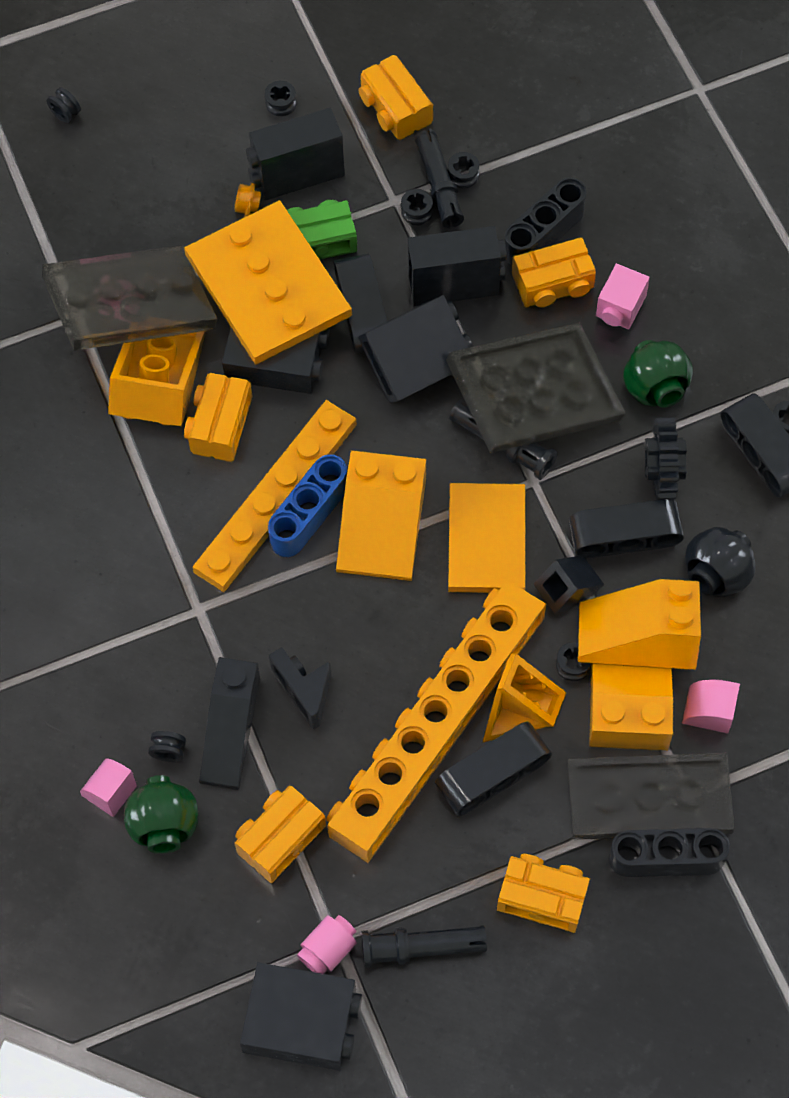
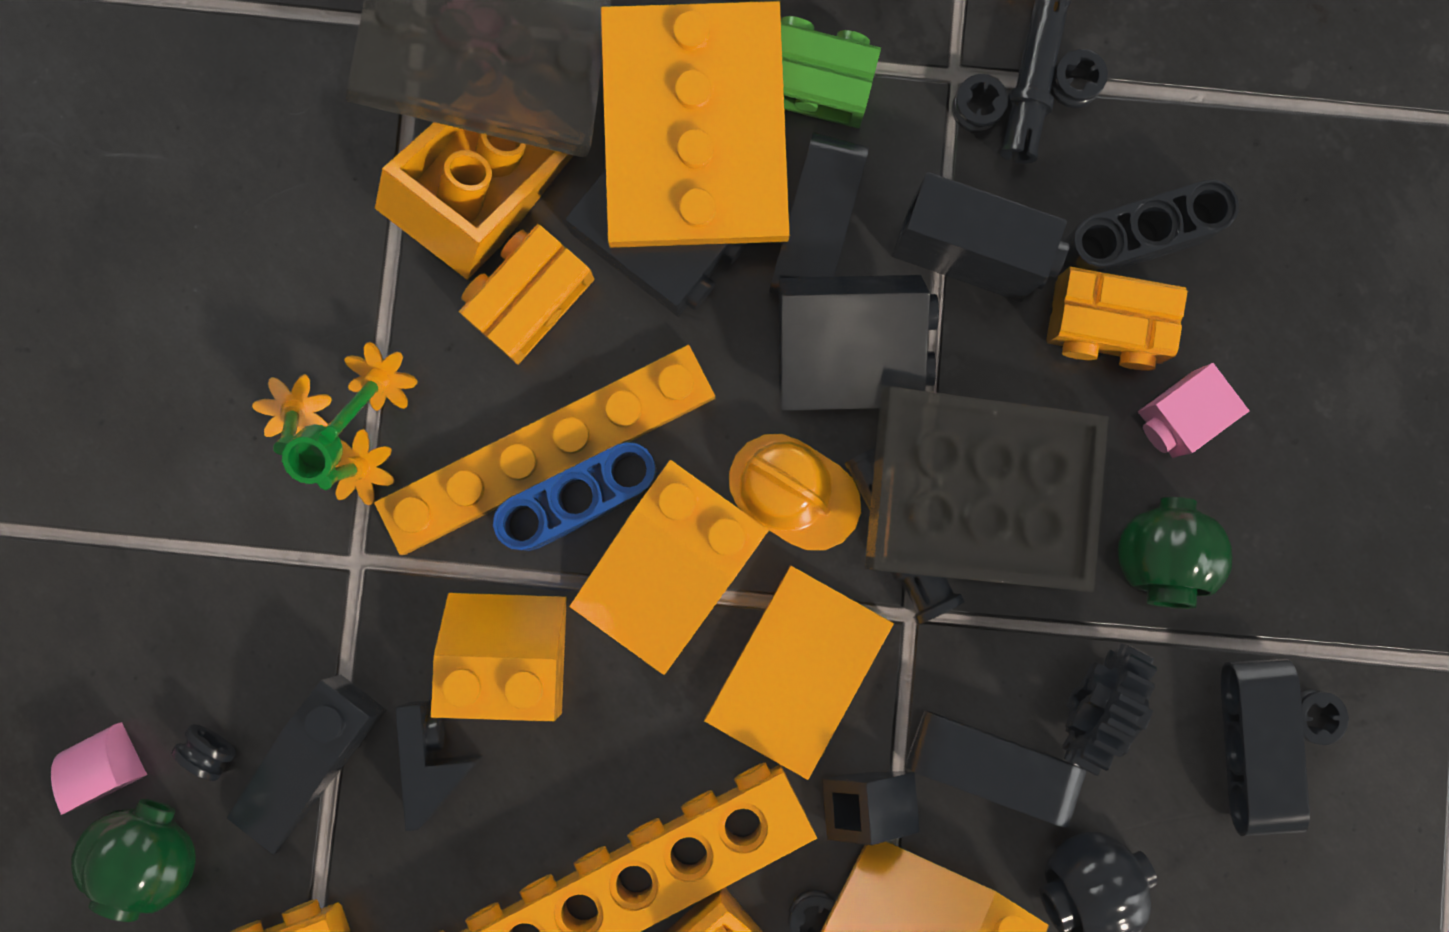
camera: 20 degrees right, 20 degrees up
(150, 533) = (315, 451): none -> light orange plant
(315, 612) = (500, 658): none -> light orange slope
(443, 445) = (795, 492): none -> light orange piece

